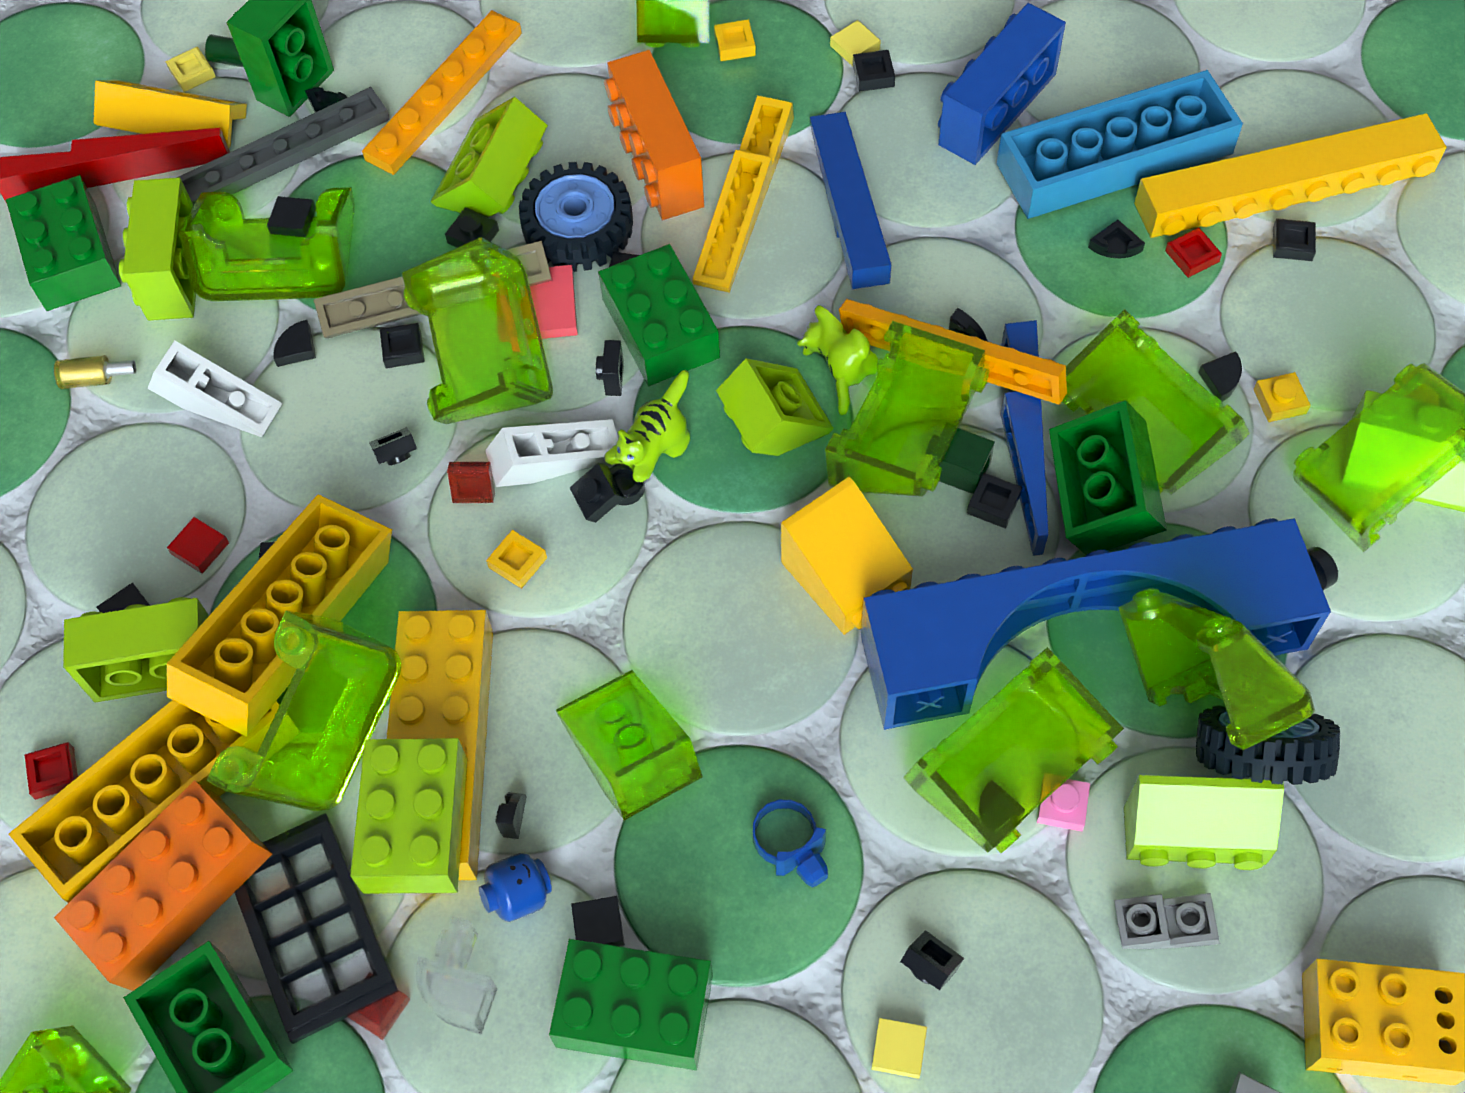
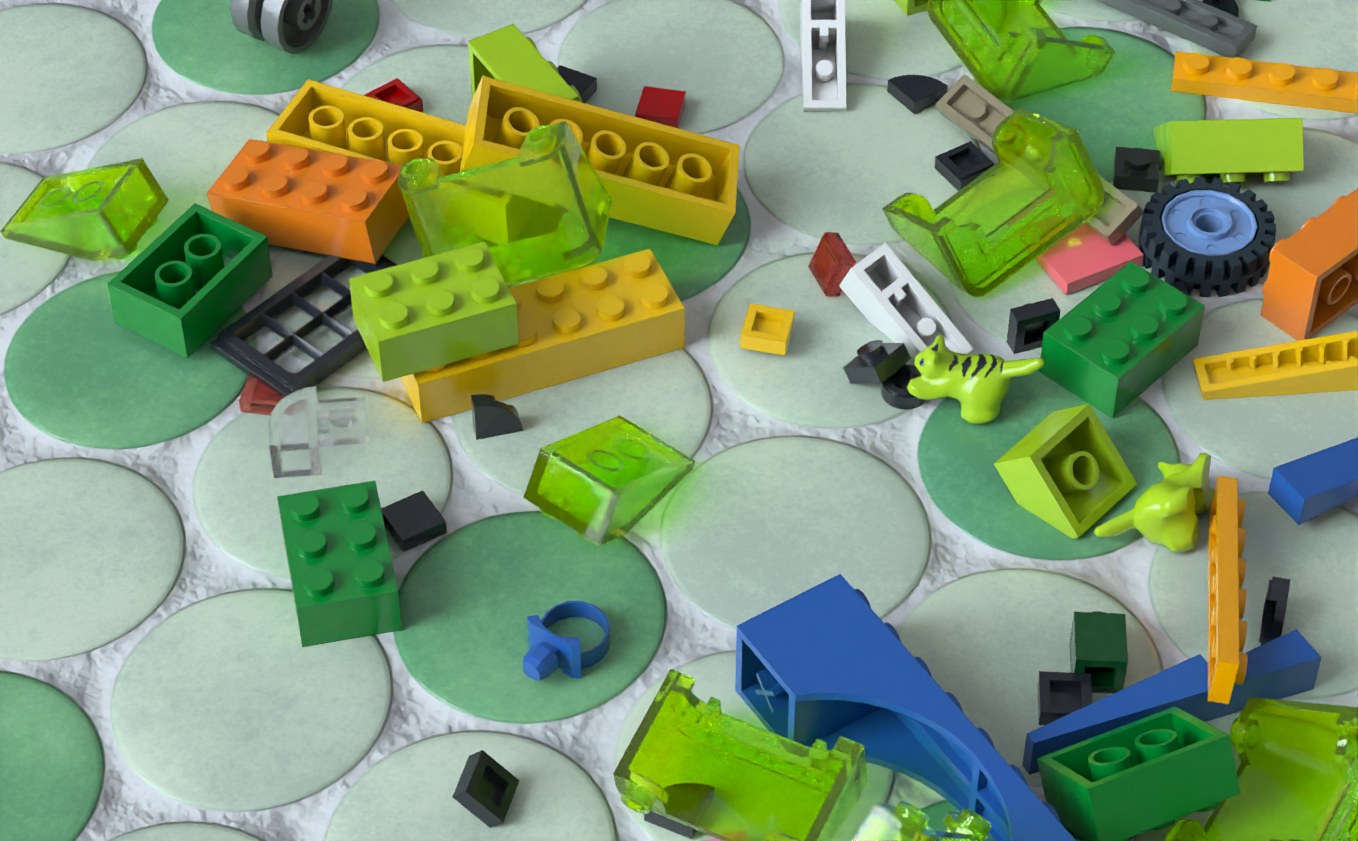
camera: 65 degrees right, 15 degrees down
(291, 216) = (1060, 25): black tile -> none
(393, 447) = (839, 197): black plate -> none
(515, 887) = (419, 441): blue head -> none
(842, 554) = (915, 564): yellow slope -> none
(899, 1048) = (385, 795): light yellow tile -> none
(908, 414) = (1106, 572): clear neon green windscreen -> none

